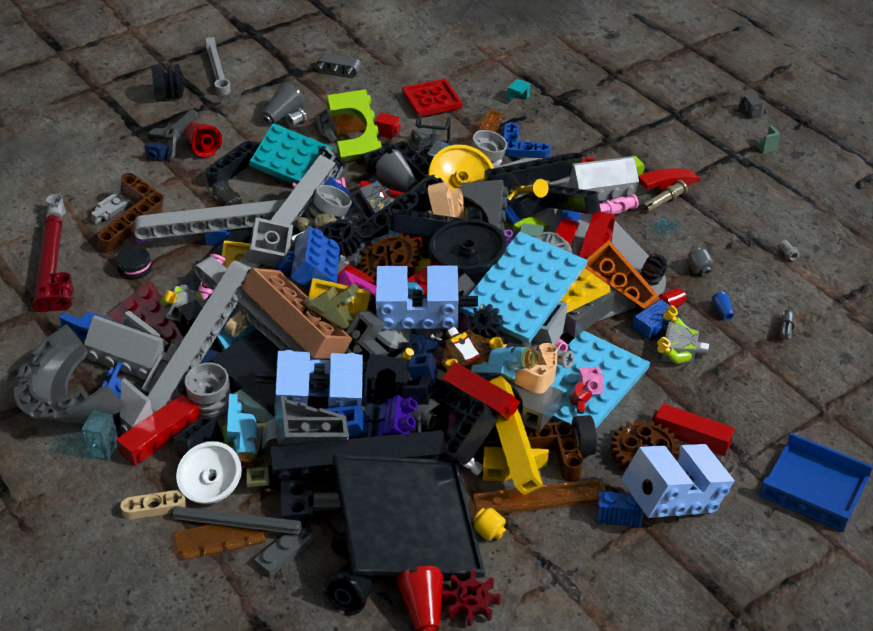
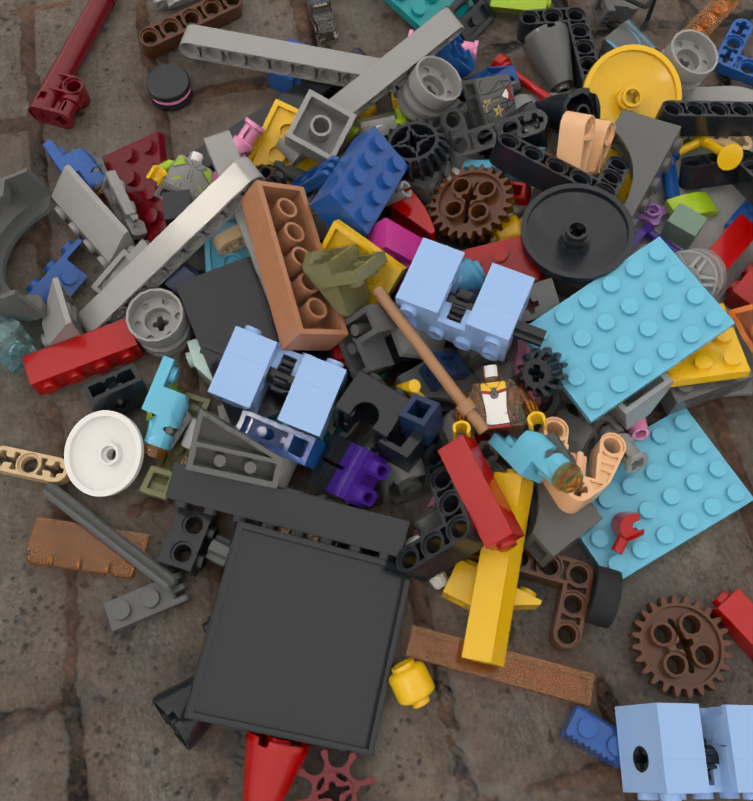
camera: 25 degrees right, 25 degrees up
(320, 219) = (407, 110): dark tan piece -> none
(447, 351) = (465, 406): none -> medium nougat bar
(592, 379) = (656, 504): bright pink bracket -> none

